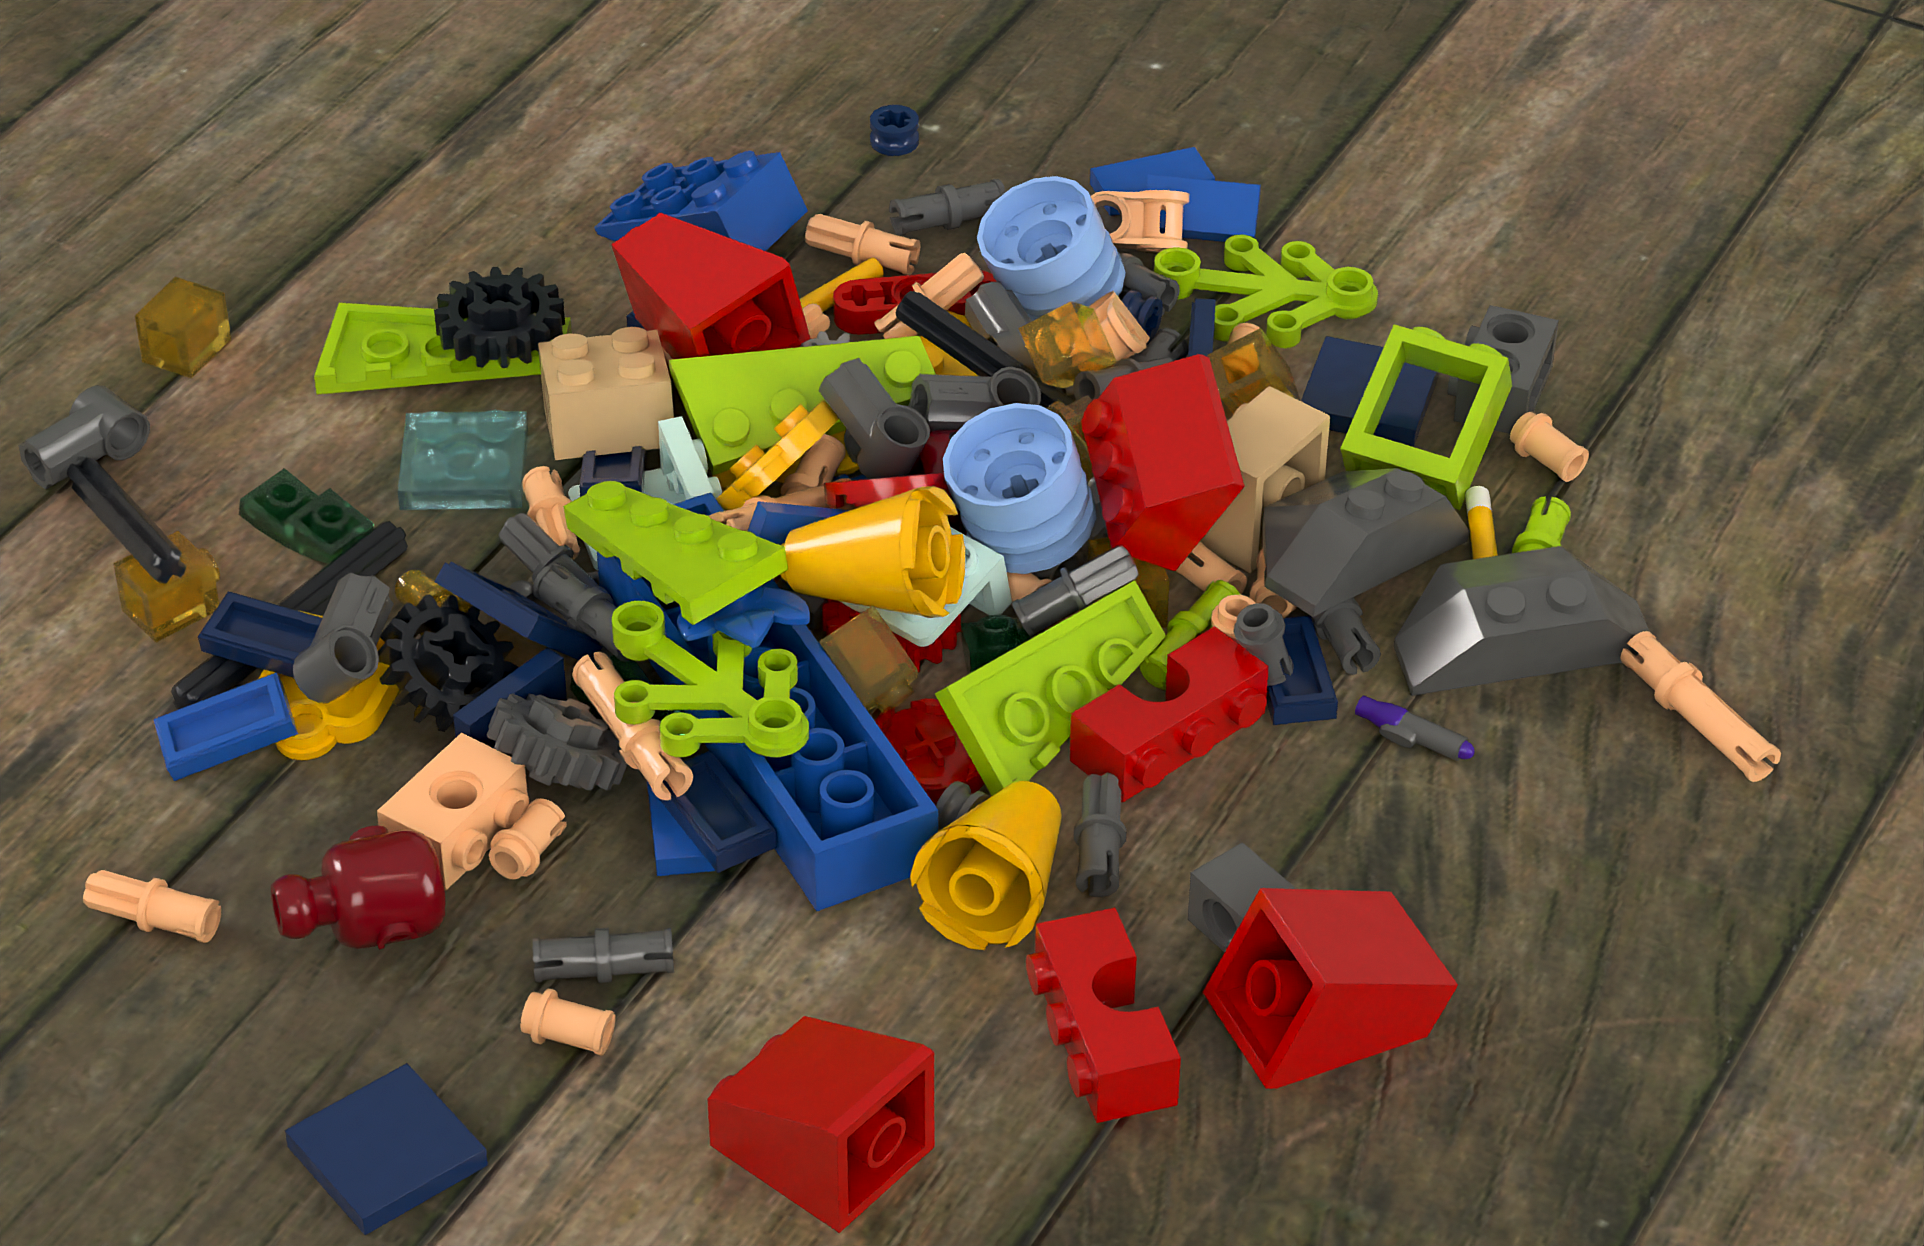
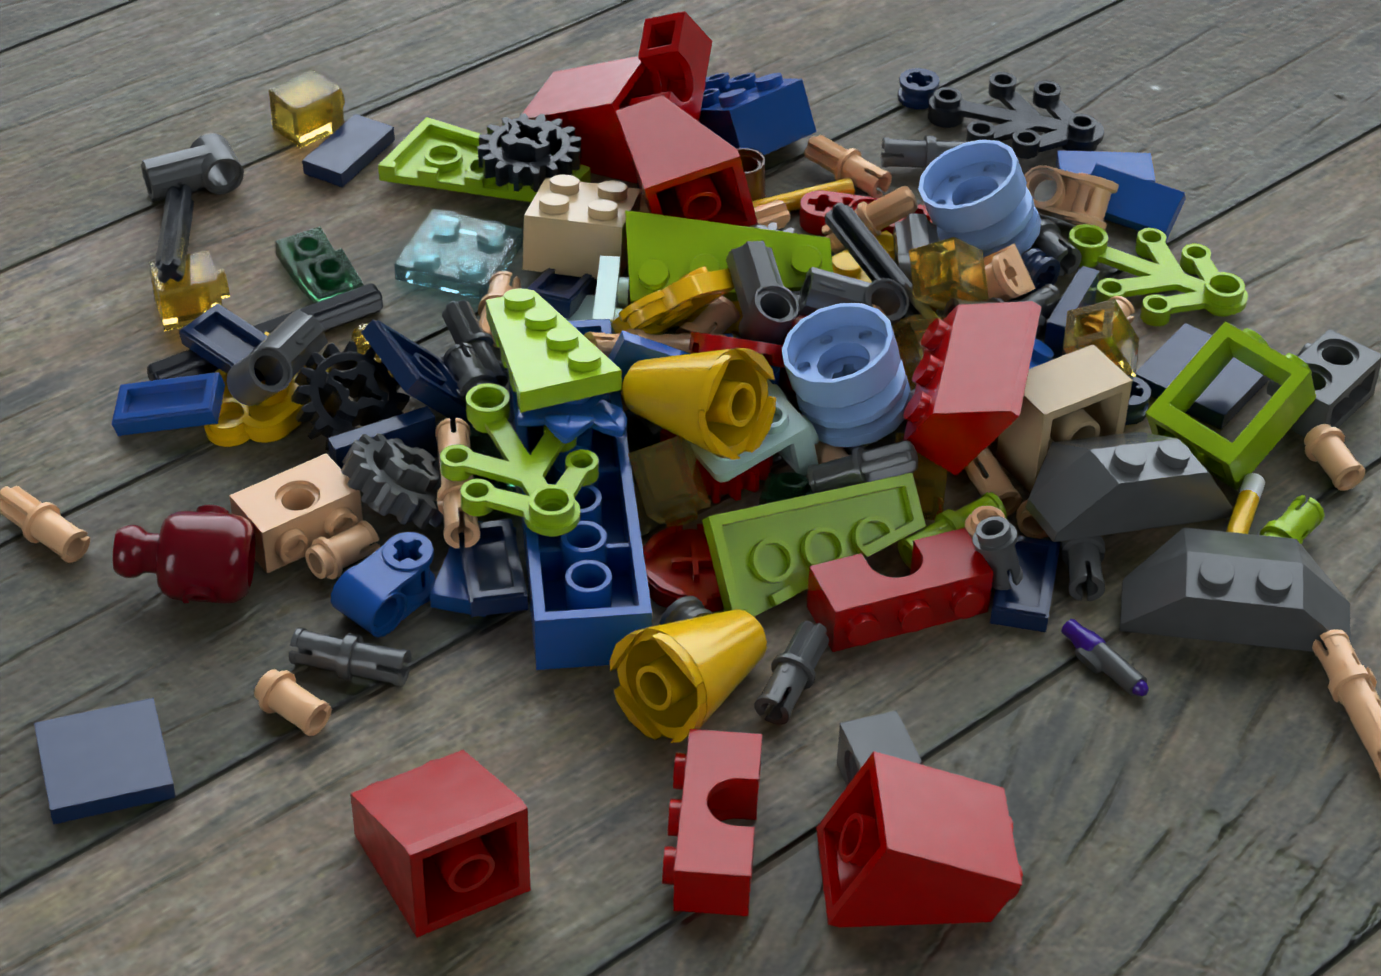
camera: 20 degrees right, 0 degrees up
(258, 366) = (348, 150): none -> tile
(560, 232) = (589, 102): none -> red slope
(605, 861) = (387, 584): none -> blue piece
(629, 165) = (677, 60): none -> red arch
(1087, 141) = (1020, 120): none -> black plant

